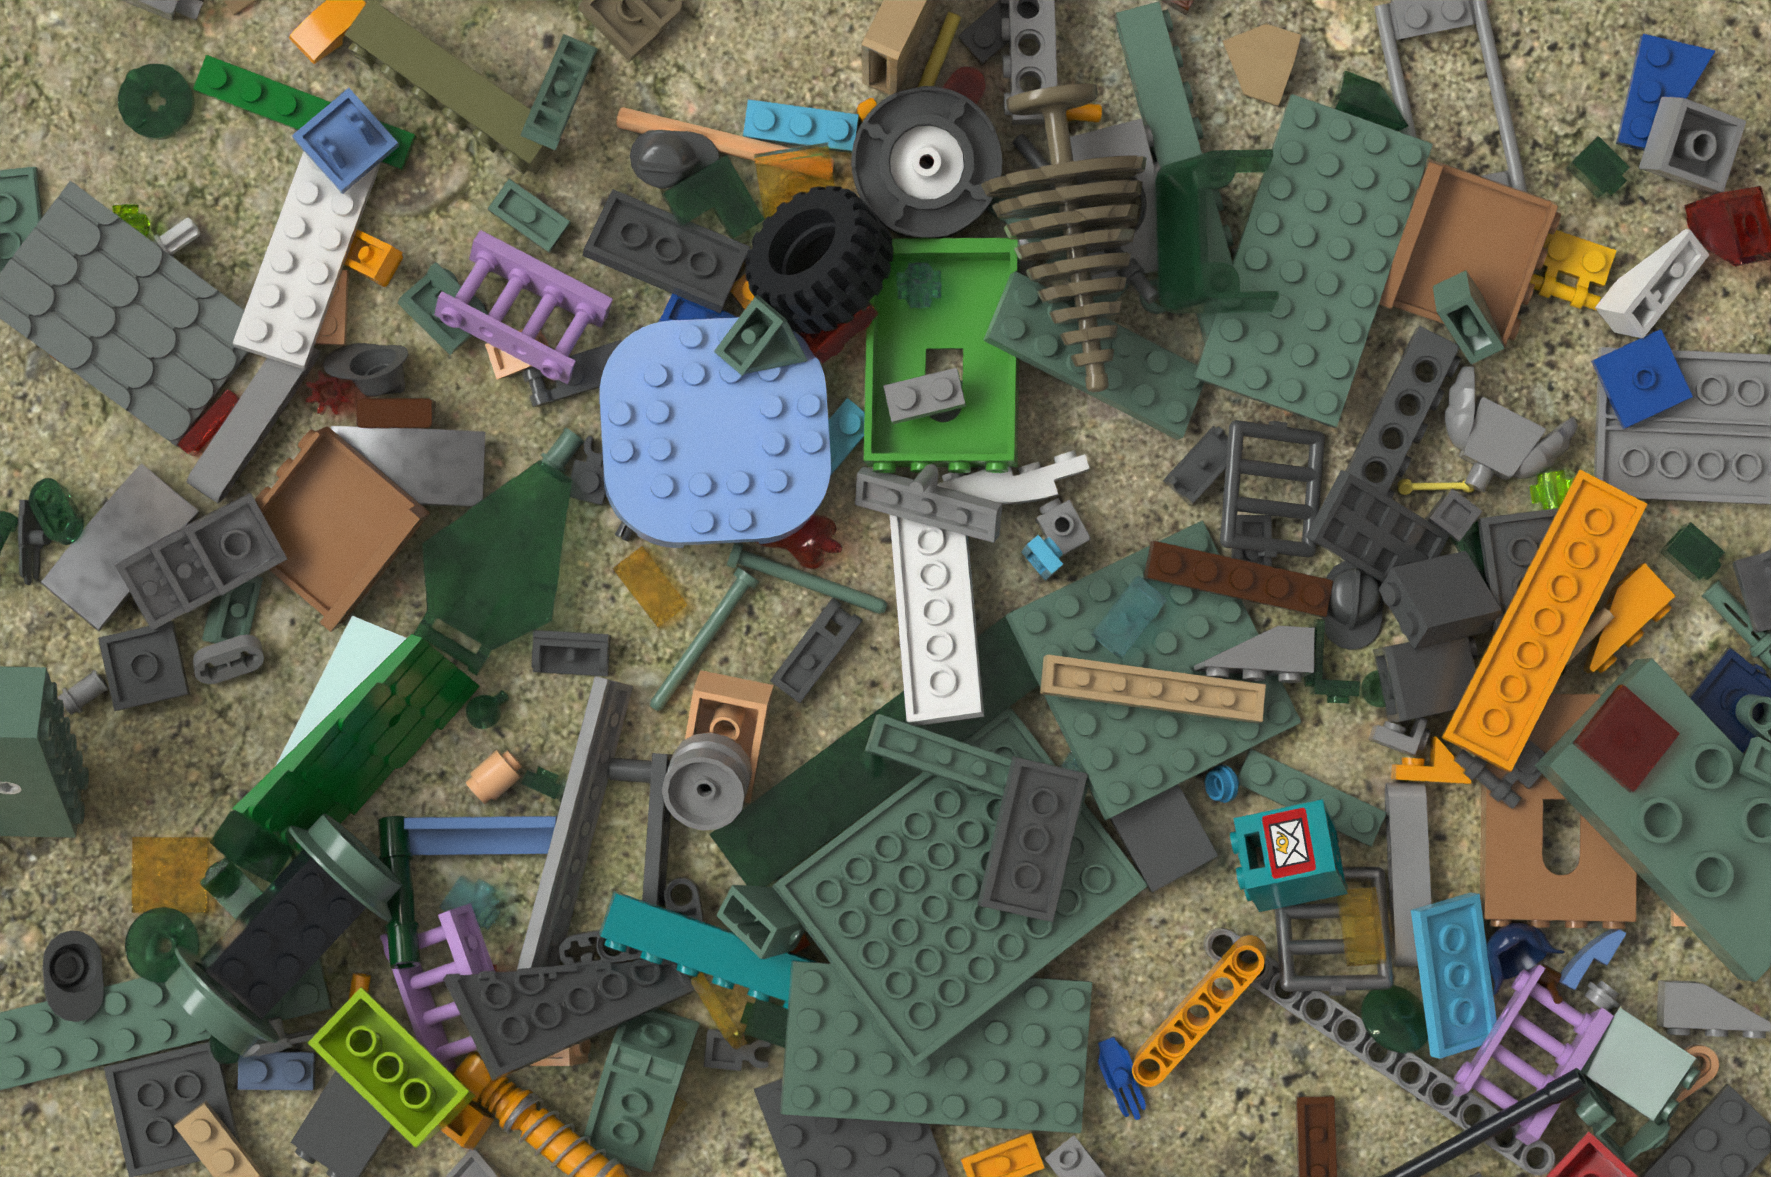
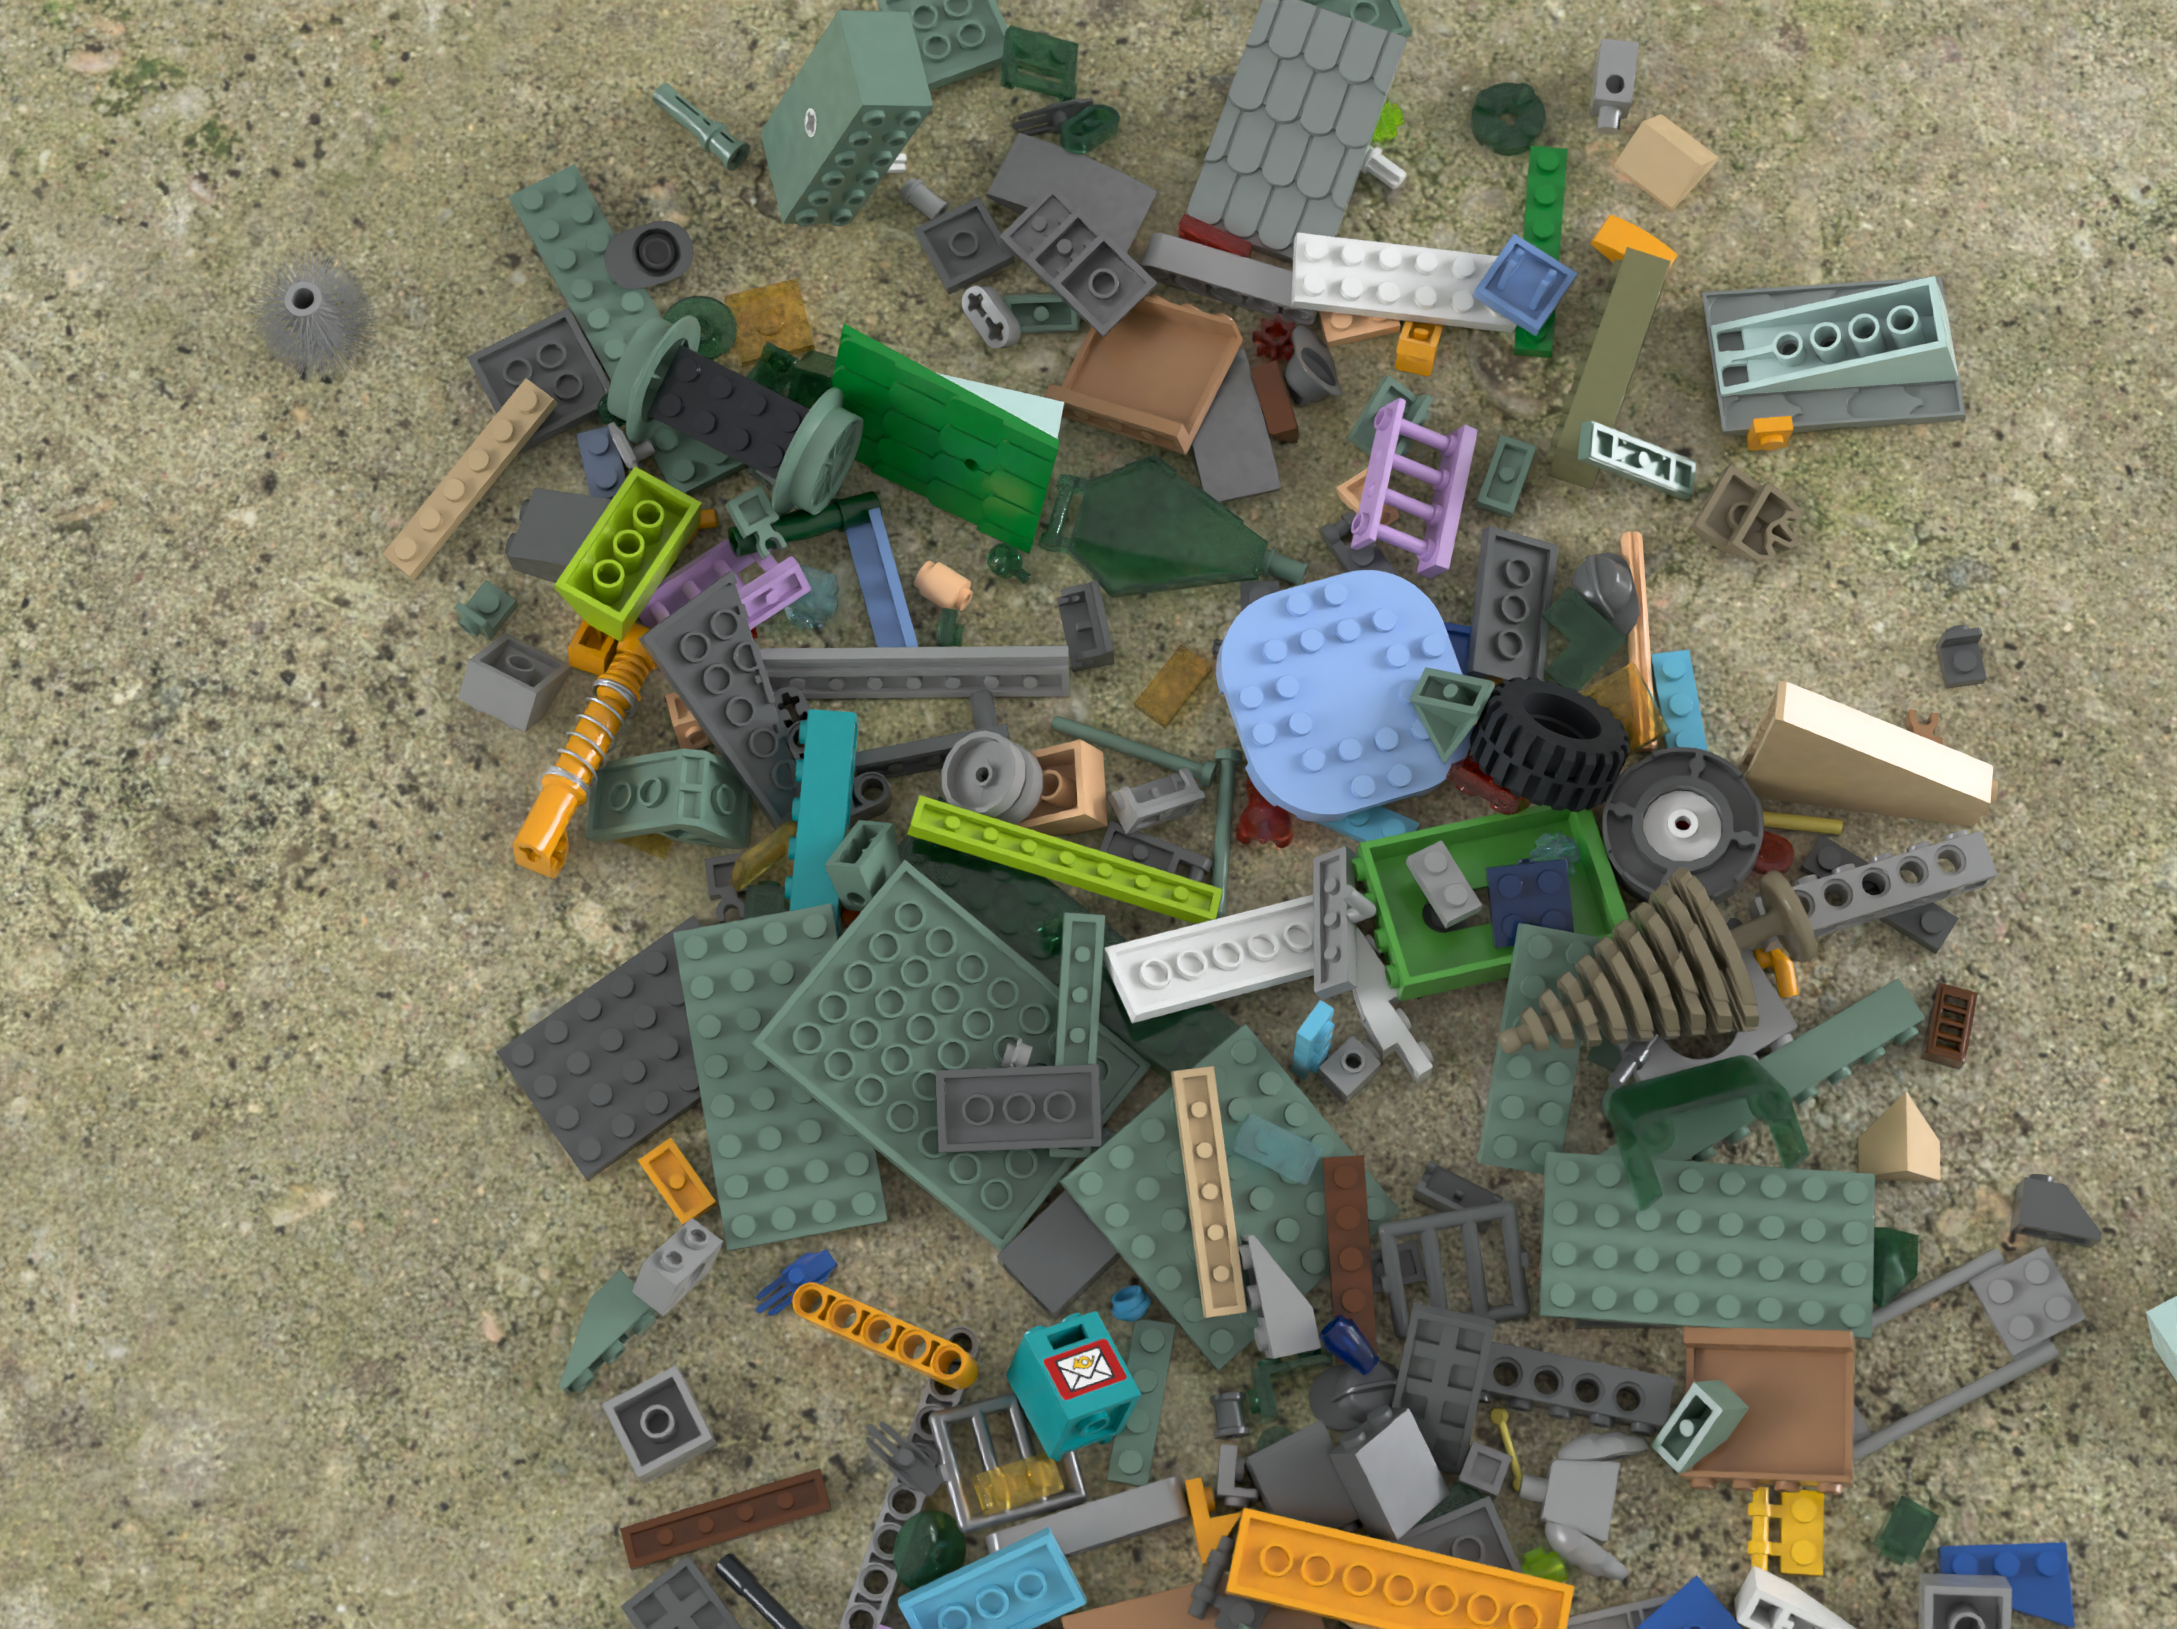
camera: 80 degrees right, 15 degrees down
(391, 941) = (754, 515): none -> sand green plate
(761, 634) = (1156, 801): none -> light grey hinge
(807, 736) = (1064, 861): none -> lime plate
(958, 322) = (1528, 895): none -> dark blue plate
(981, 827) = (1016, 1055): none -> light grey plate
(1318, 602) = (1349, 1344): none -> clear blue cone
(1318, 1018) = (909, 1461): none -> dark grey piece
(1344, 723) = (1230, 1415): none -> dark grey bush

